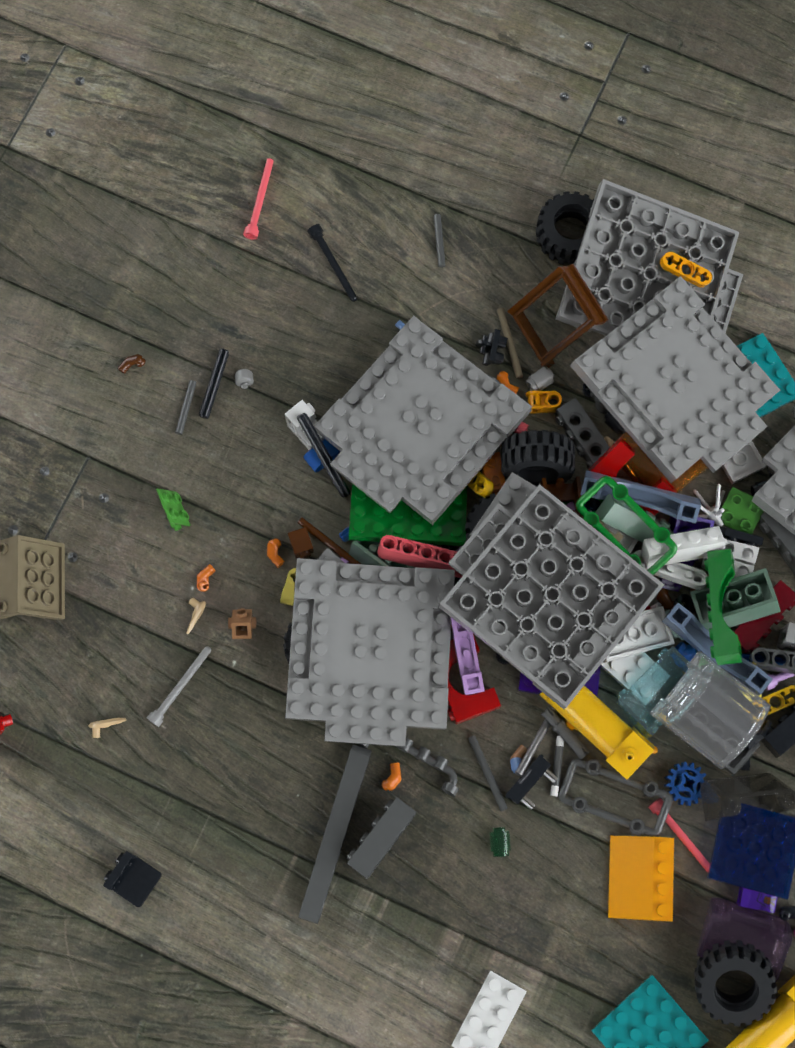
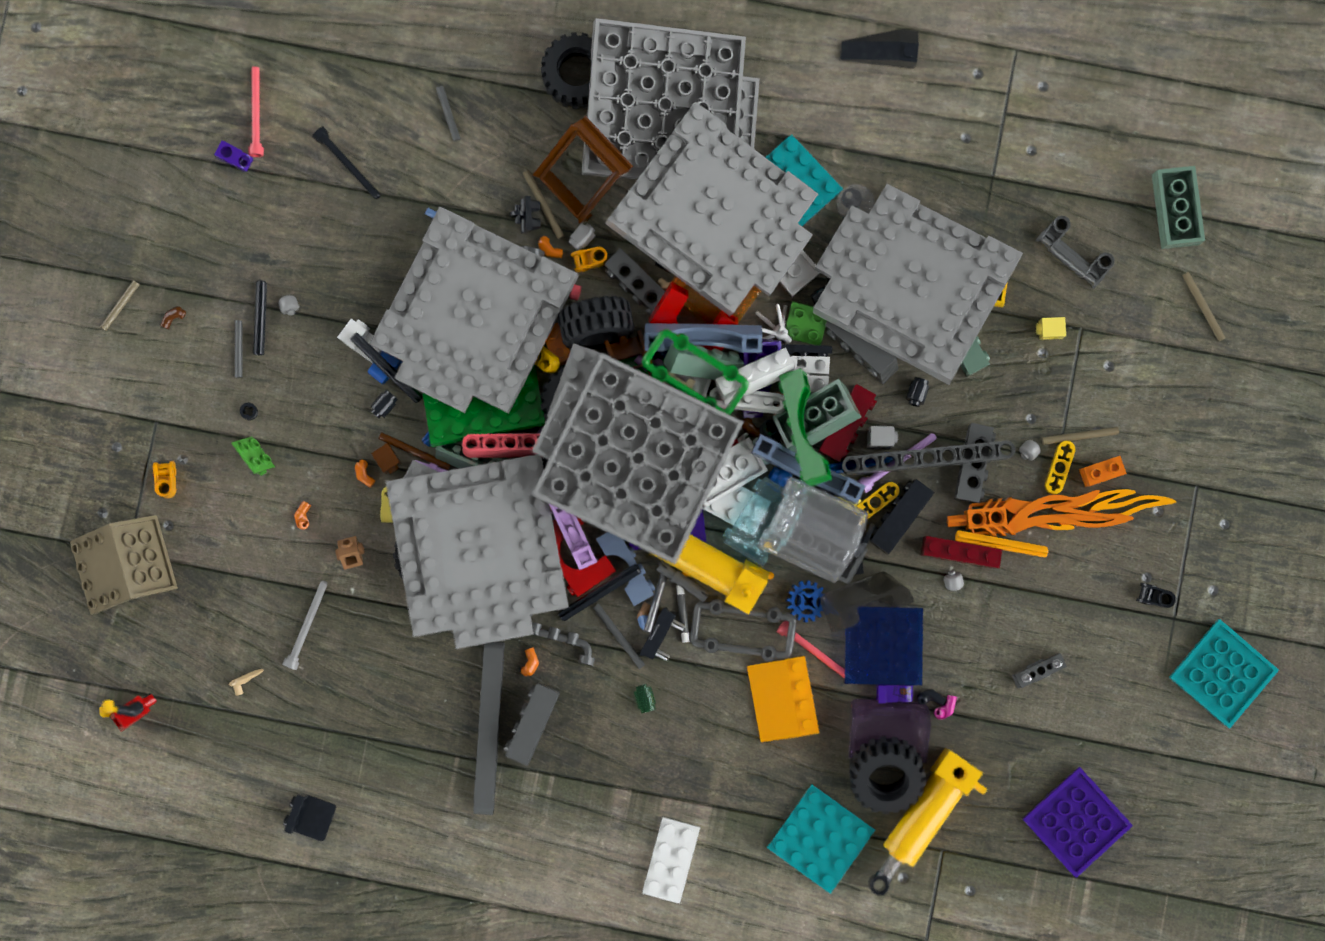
camera: 15 degrees left, 10 degrees up
(82, 507) = (165, 474): none -> light orange piece
(85, 341) = (119, 306): none -> dark tan bar
(182, 462) = (249, 405): none -> black bush
(199, 608) = (304, 550): tan bar -> none
(229, 231) = (233, 156): none -> dark purple leg
(311, 491) = (383, 404): none -> black brick
(479, 723) = (599, 592): none -> black axle
(504, 680) = (638, 587): none -> sand blue arch
(675, 258) = (688, 82): light orange beam -> none

